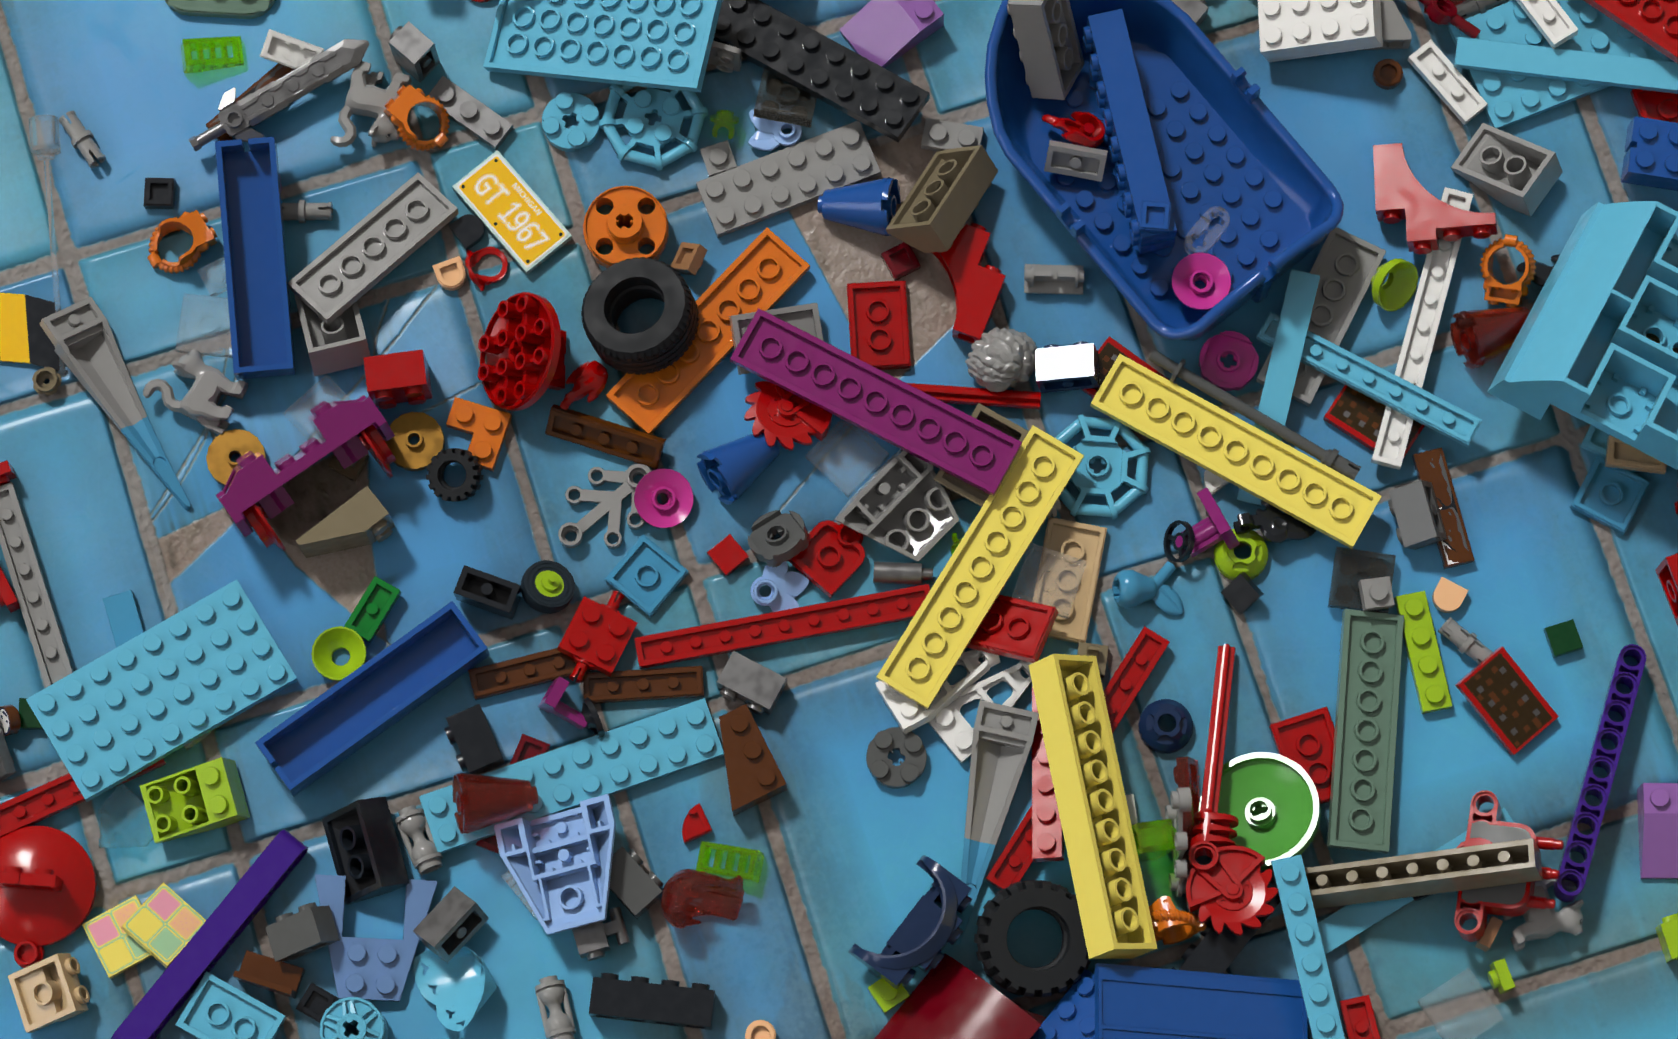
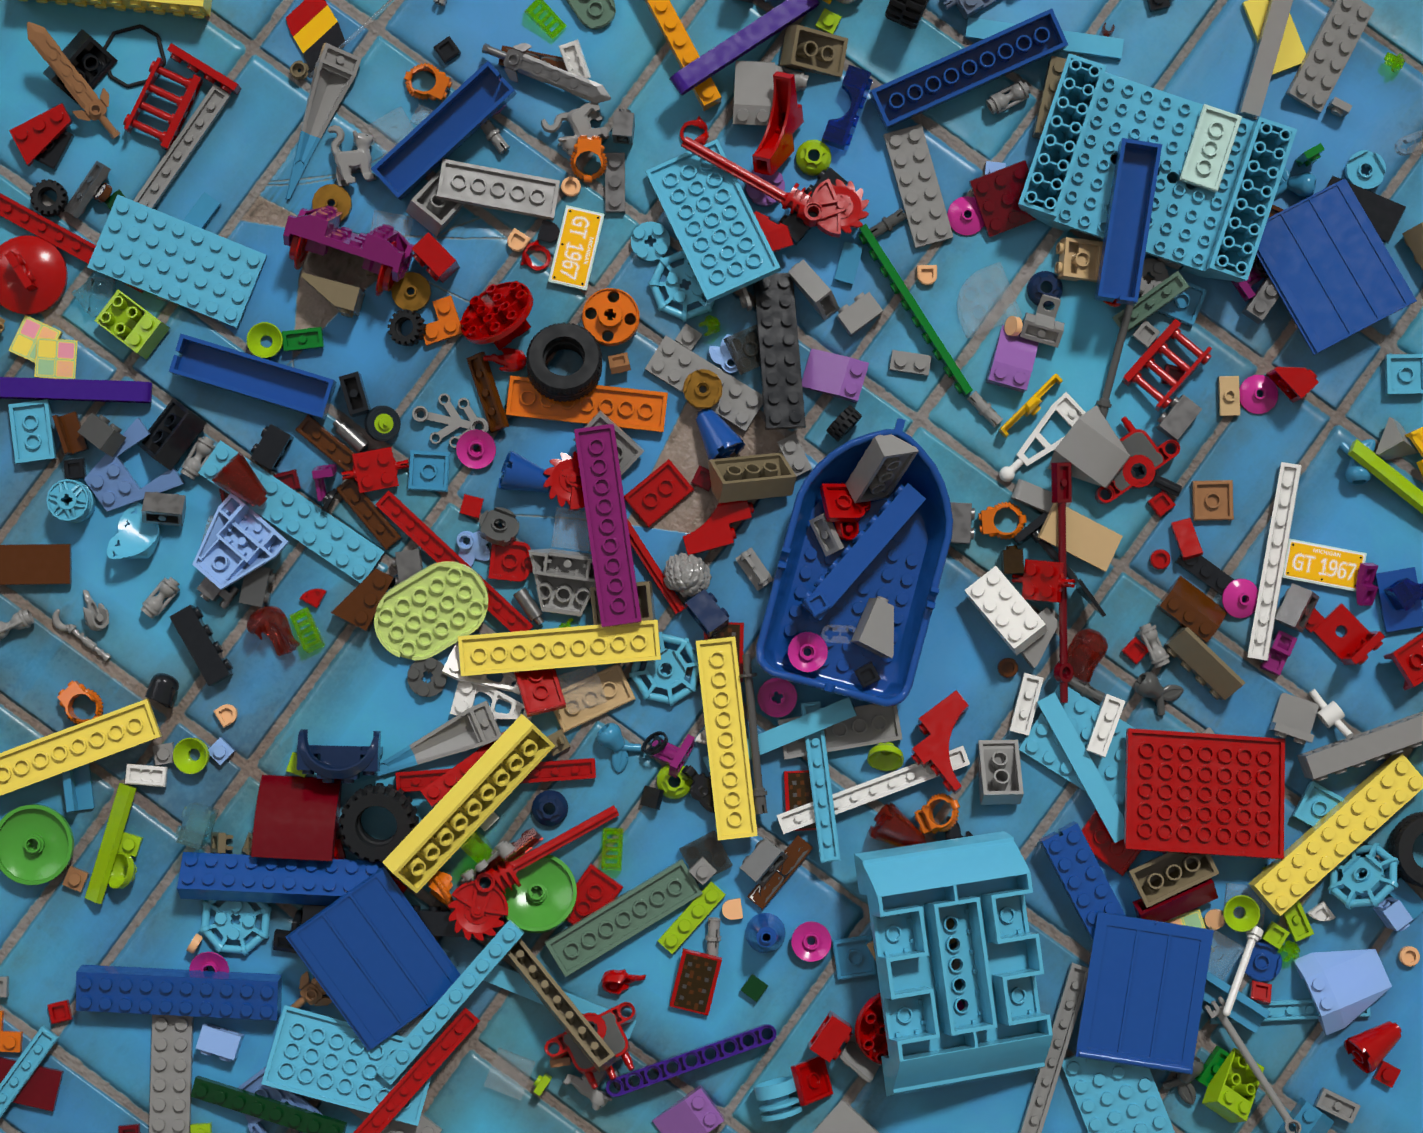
camera: 50 degrees right, 10 degrees up
(434, 167) = (570, 186): none -> light nougat tile
(532, 637) = (354, 439): none -> flat silver cylinder
(798, 167) = (695, 381): none -> pearl gold plate
(820, 689) = (431, 610): none -> yellowish green plate
(958, 50) = (844, 423): none -> black tyre
(1053, 117) = (840, 505): none -> red plate
(1232, 182) = (876, 628): none -> light grey slope
(1275, 702) = (612, 866): none -> clear neon green slope
(1278, 234) = (867, 674): none -> black tile
(1434, 797) = (614, 980): none -> red piece
(1505, 578) = (763, 924): none -> blue cone
(1558, 515) = (815, 951): none -> dark pink dish

